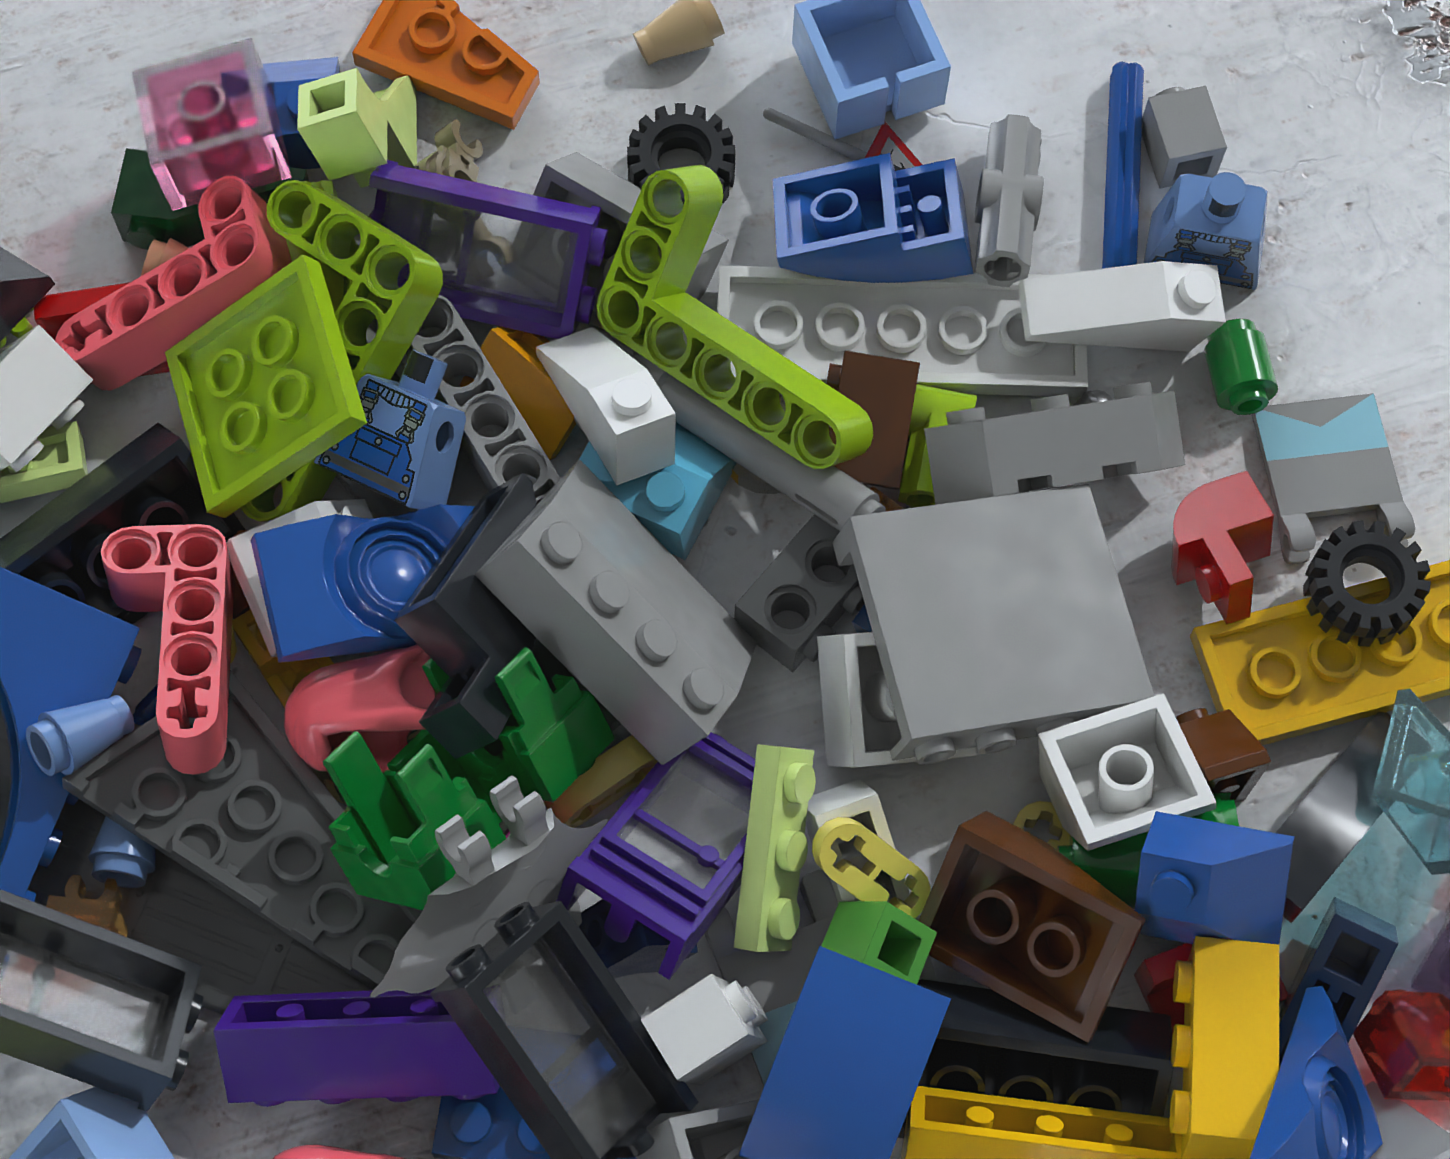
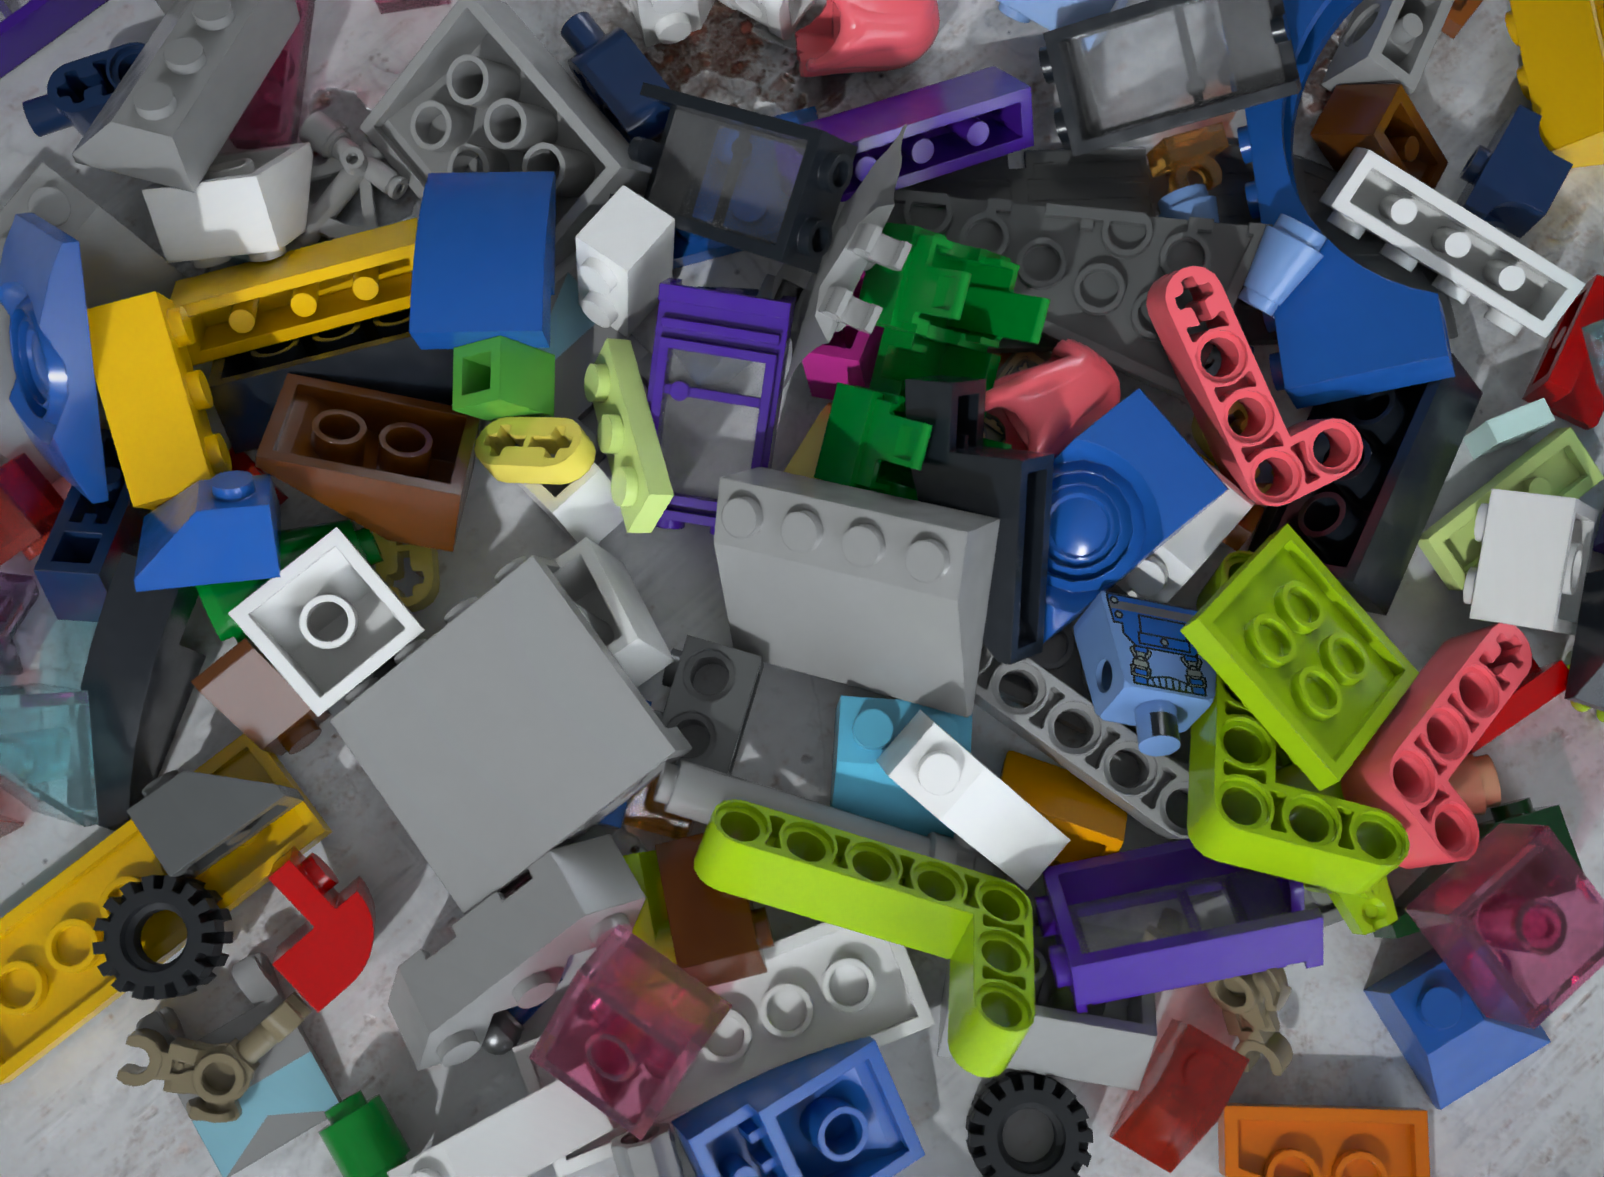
camera: 160 degrees right, 10 degrees up
(358, 128) = (1355, 1004): yellowish green arch -> none
(536, 133) = (1179, 1095): none -> clear red slope
(978, 330) = (629, 1031): none -> clear pink brick
(1294, 667) = (203, 817): none -> dark grey slope
(1356, 465) = (211, 1071): none -> dark tan piece

